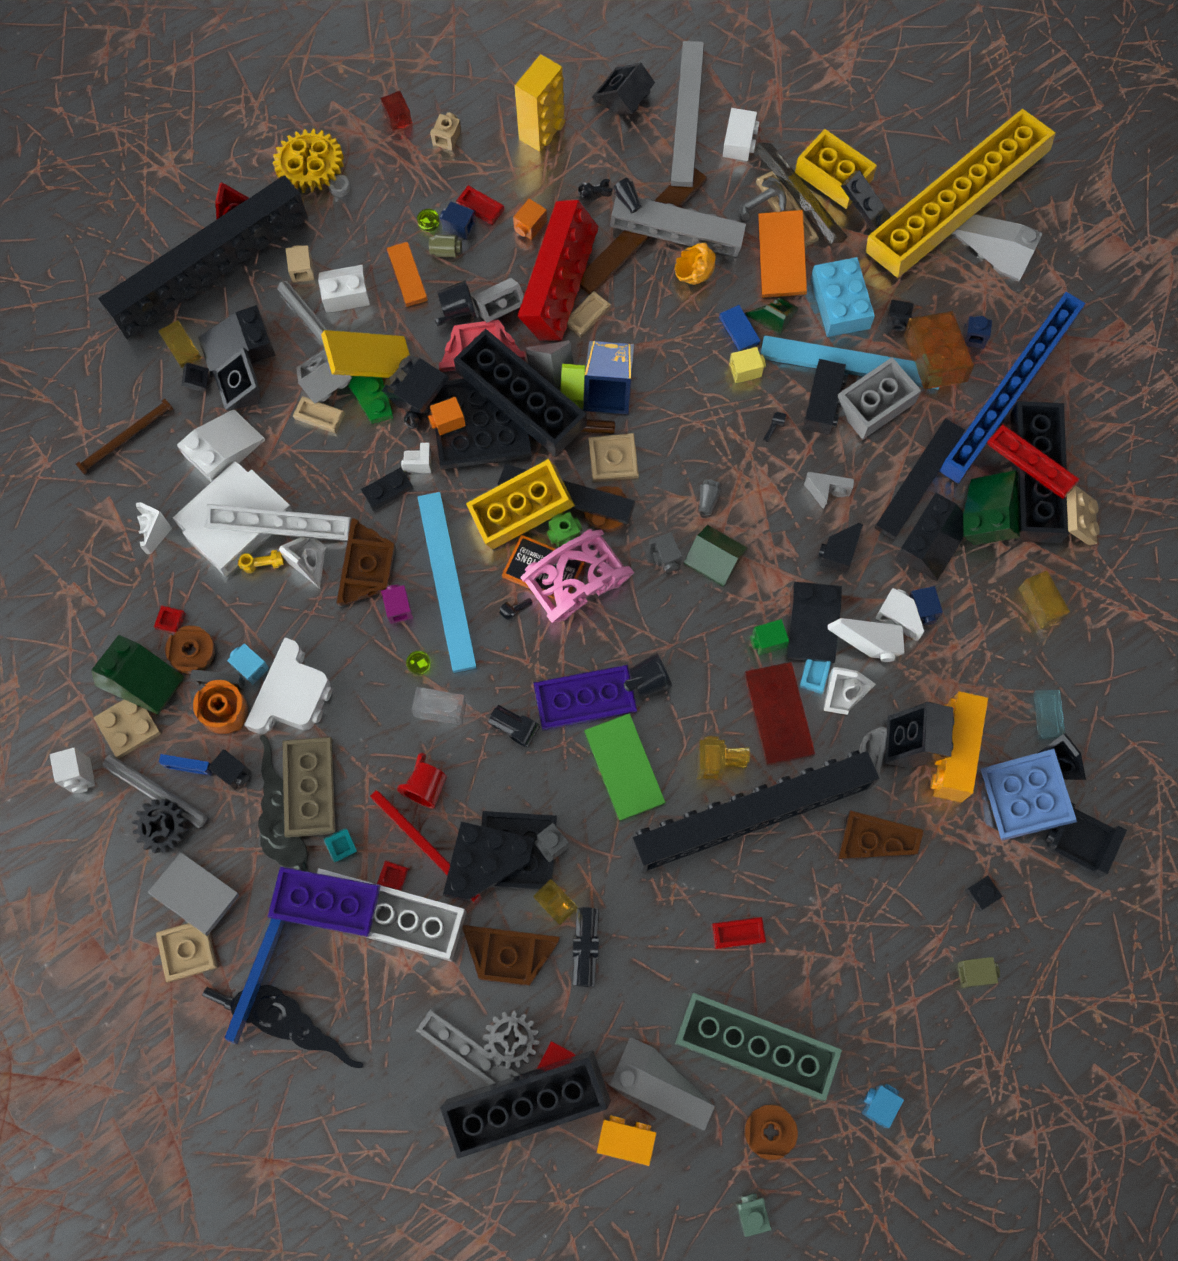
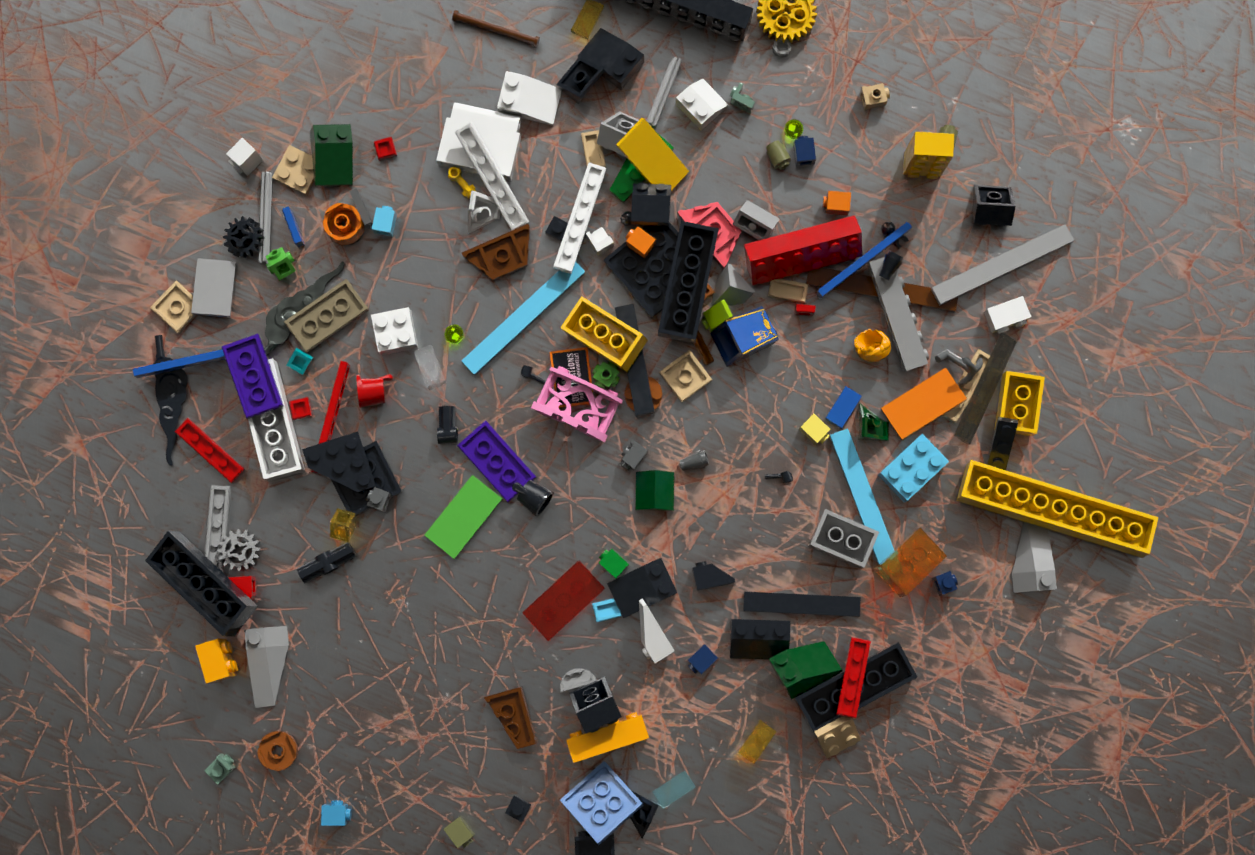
camera: 60 degrees right, 10 degrees up
(153, 526) = (441, 93): white slope -> none
(182, 639) = (381, 182): dark orange plate -> none
(195, 377) = (567, 47): black plate -> none
(217, 801) = (280, 263): none -> bright green brick
(230, 770) = (306, 257): black brick -> none
(289, 693) = (381, 262): white brick -> none
(300, 263) = (699, 61): tan brick -> none
(366, 249) = (743, 101): none -> sand green bracket
(374, 1008) = (209, 450): none -> red tile
(375, 721) = (394, 331): none -> white brick
(382, 463) = (579, 218): none -> white tile
(396, 110) = (867, 49): clear red brick -> none
(397, 603) = (485, 293): magenta brick -> none
(407, 274) = (740, 141): orange tile -> none
(455, 302) = (735, 191): black hat -> none
(483, 205) = (829, 158): red tile -> none
(507, 954) = (292, 514): reddish brown wing -> none
(604, 223) = (862, 261): none -> blue tile
(618, 307) = (805, 310): none -> red tile
(715, 756) = (501, 574): clear yellow brick -> none
(738, 933) = (395, 658): red tile -> none
(754, 811) = (478, 621): black brick -> none
(758, 1047) = (324, 711): sand green brick -> none
(822, 484) = (751, 536): light grey slope -> none
(824, 397) = (824, 498): black brick -> none
(845, 690) = (605, 638): white slope -> none
(899, 315) = (926, 518): black bracket -> none
(901, 610) = (686, 644): white slope -> none
(1011, 387) = (914, 633): blue brick -> none

